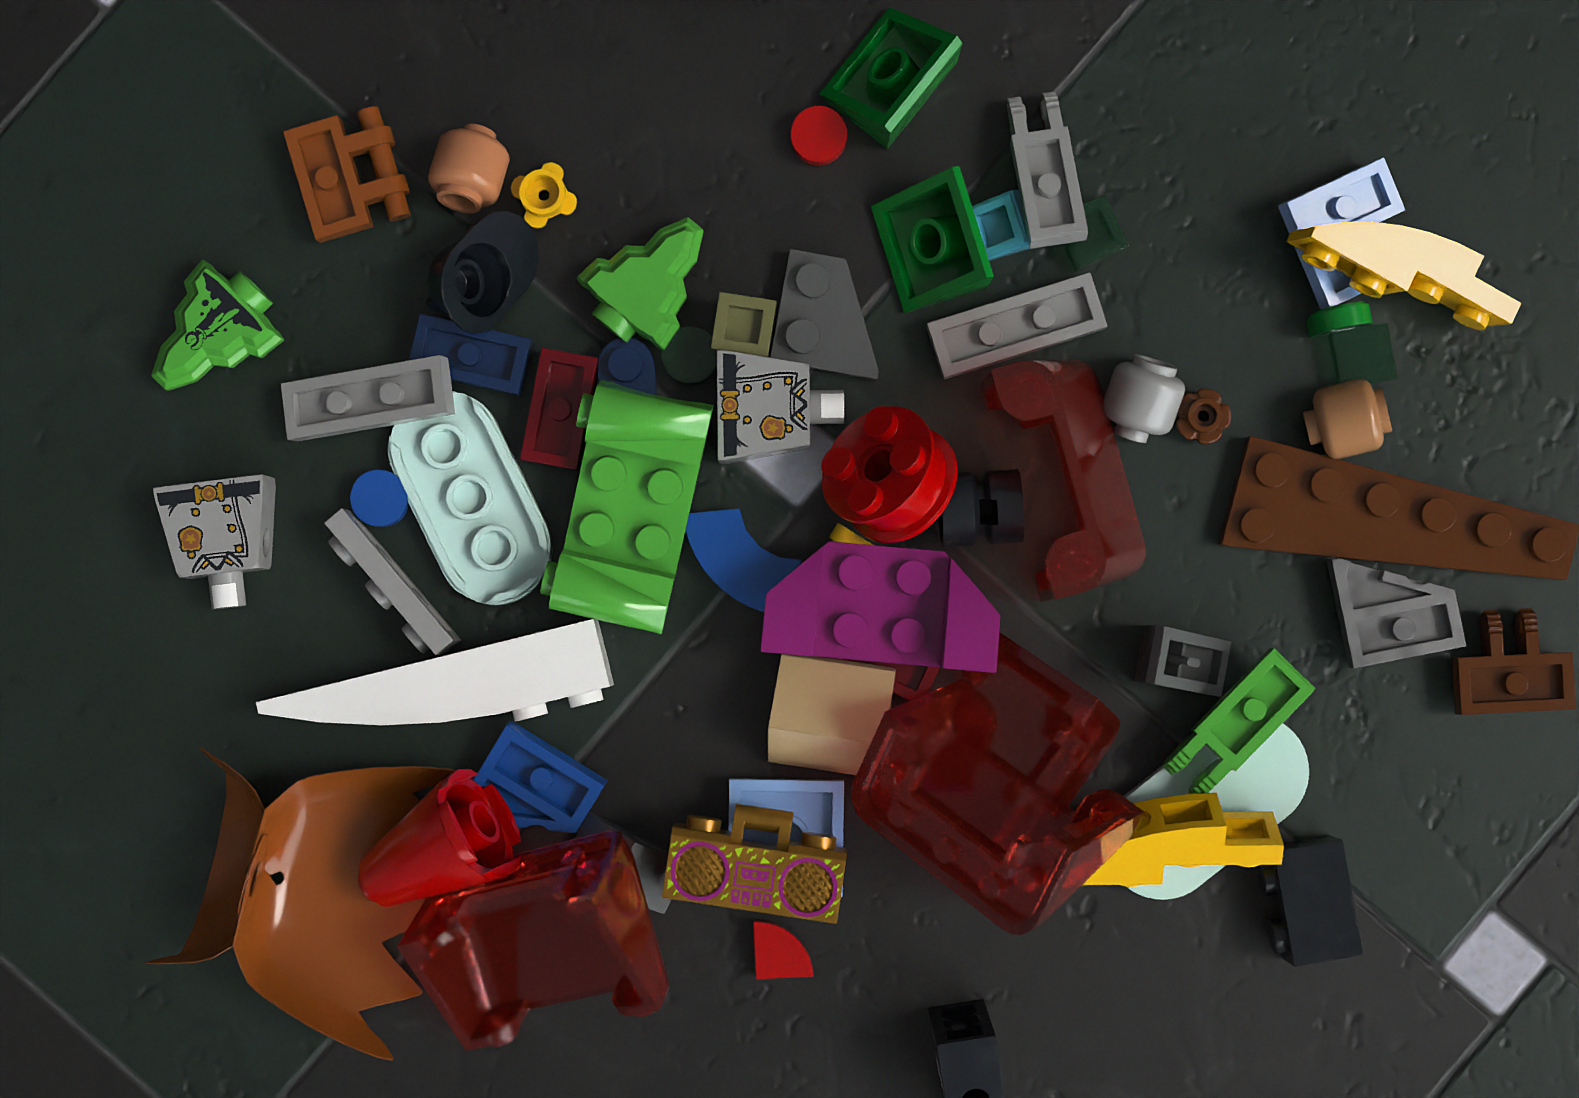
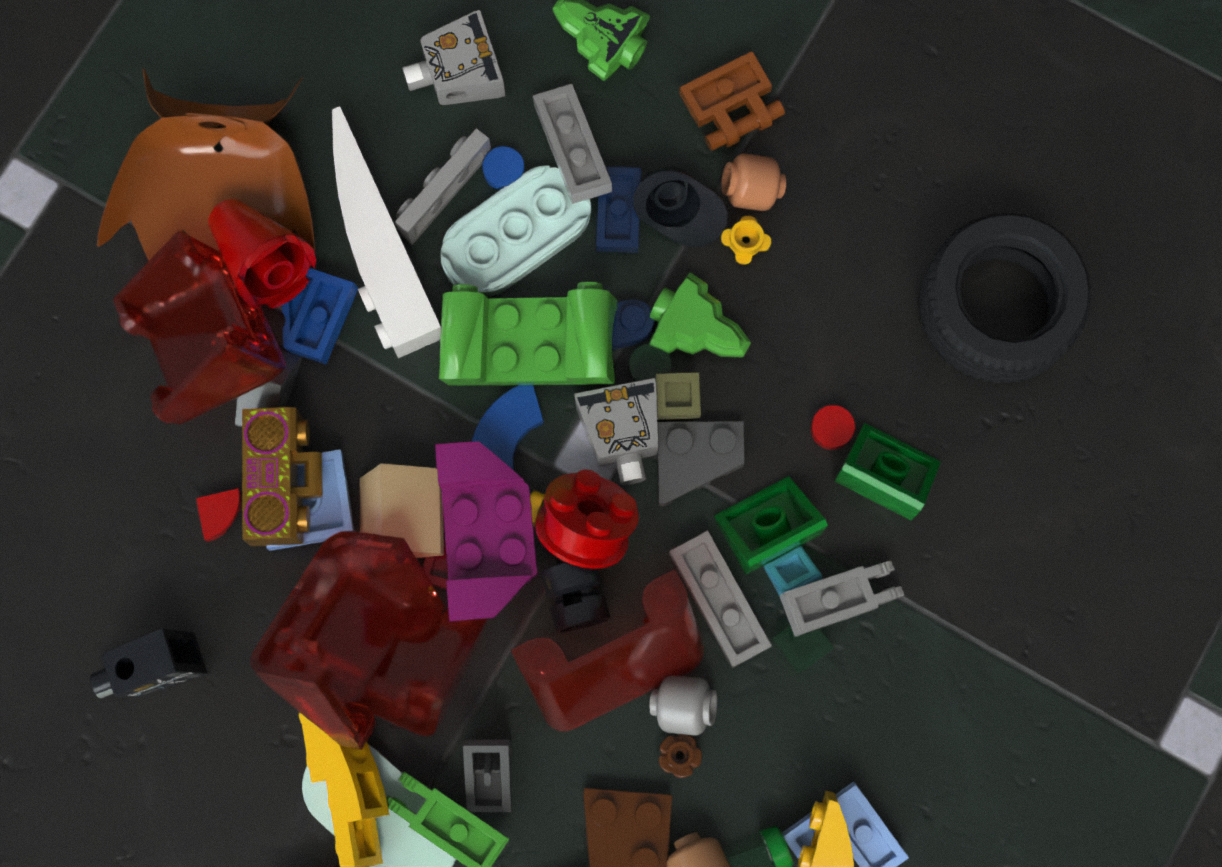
camera: 75 degrees right, 10 degrees down
(554, 408) = (613, 273): dark red plate -> none

